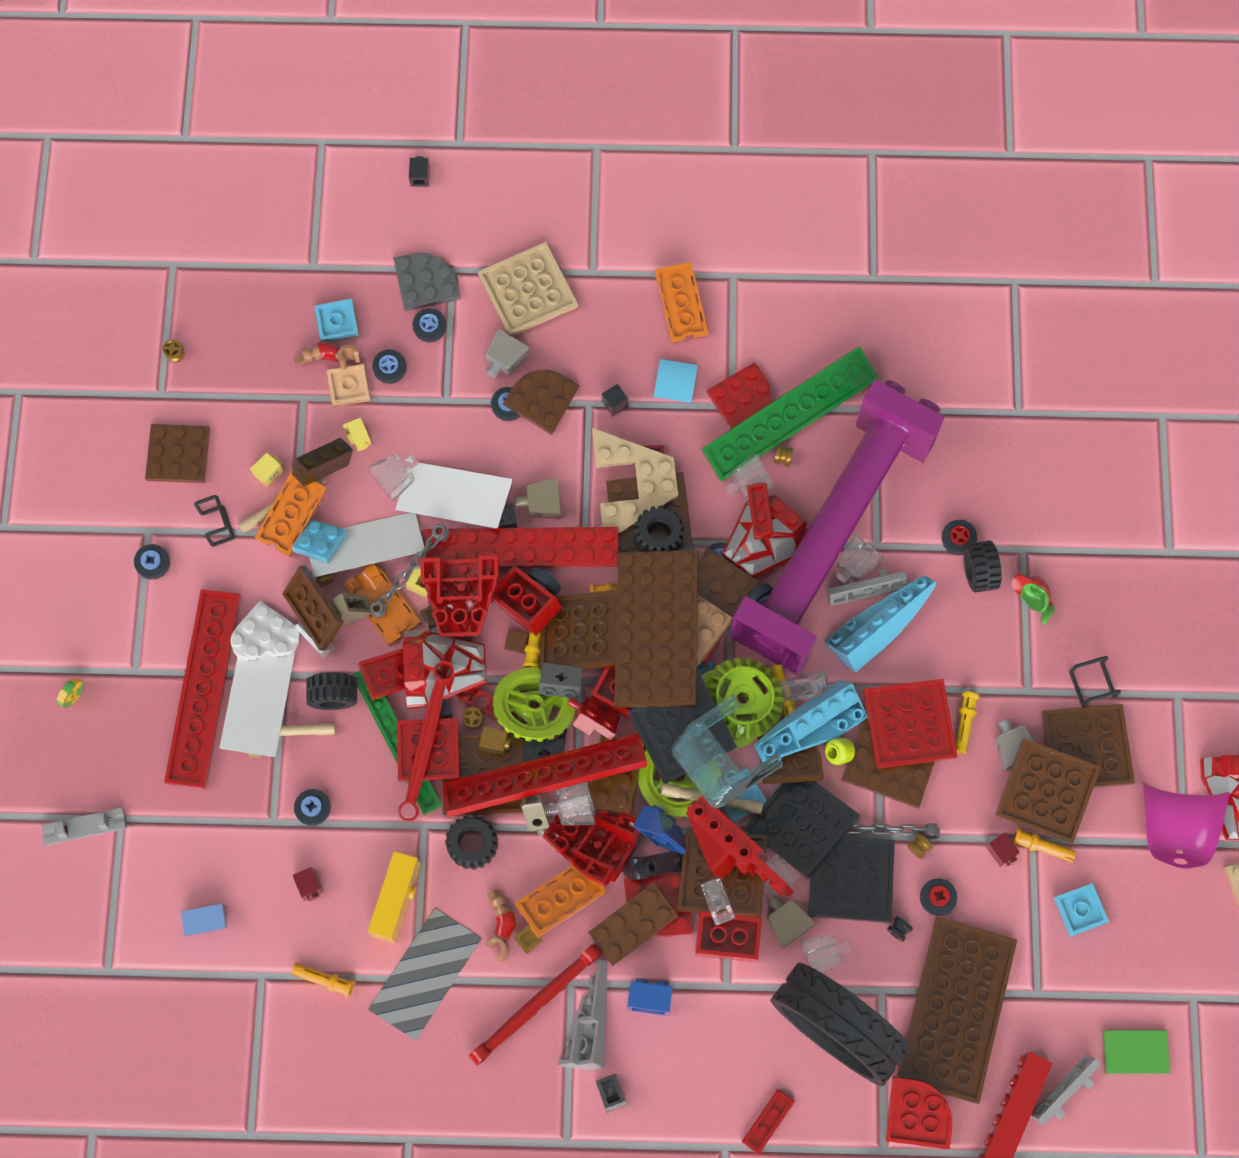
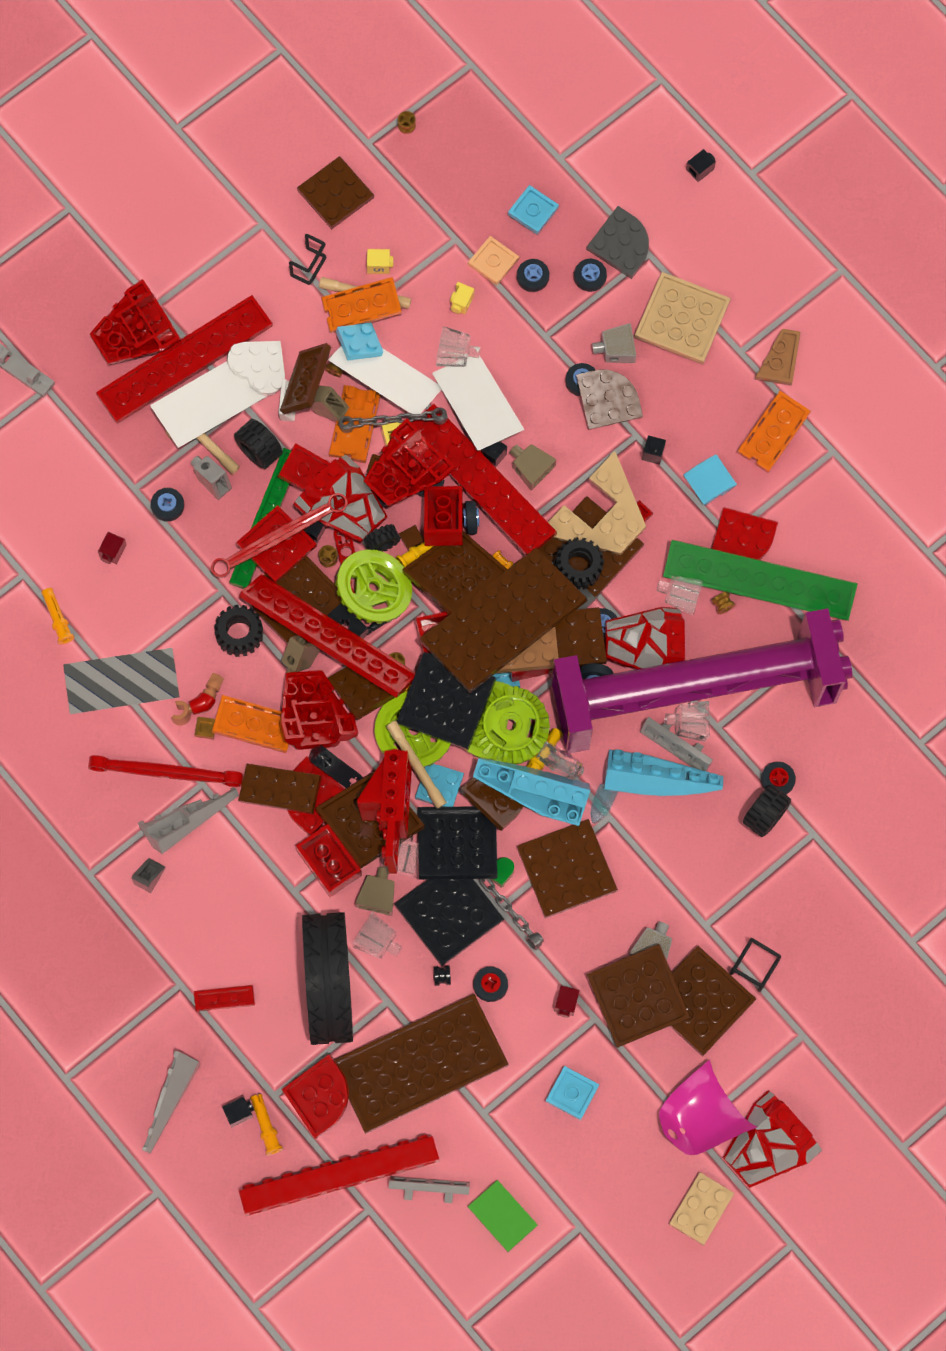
camera: 45 degrees right, 0 degrees up
(70, 692) = (101, 275): piece -> none
(139, 704) = (134, 327): none -> red wedge
(155, 568) = (246, 250): black wheel -> none
(204, 919) = (27, 502): medium blue brick -> none
(322, 461) = (416, 291): dark brown brick -> none
(322, 751) = (211, 476): none -> light grey torso
(329, 351) = (504, 224): nougat piece -> none
(395, 897) = (153, 612): yellow brick -> none
(494, 741) = (323, 582): pearl gold brick -> none
(499, 664) = (382, 538): none -> black tyre
(560, 680) = (406, 589): dark grey brick -> none
(573, 805) = (324, 674): clear torso -> none
(594, 716) = (402, 635): red plate -> none
(627, 248) = (781, 360): none -> medium nougat wing
(650, 997) = (236, 842): blue brick -> none
(660, 829) = (362, 748): blue slope -> none
(710, 765) = (432, 735): clear light blue windscreen -> none
(717, 900) = (344, 822): clear torso -> none
(760, 511) = (660, 618): red tile -> none
(839, 751) = (534, 826): neon yellow head -> none
(855, 802) = (505, 870): none -> green piece
(860, 680) = (602, 803): none -> clear light blue plate
(910, 723) = (599, 857): red plate -> none
(919, 846) = (516, 940): pearl gold wheel -> none
(967, 713) = (647, 894): yellow pin -> none
(1034, 843) = (592, 1019): light orange pin -> none
(1035, 594) = (784, 869): bright green hair -> none

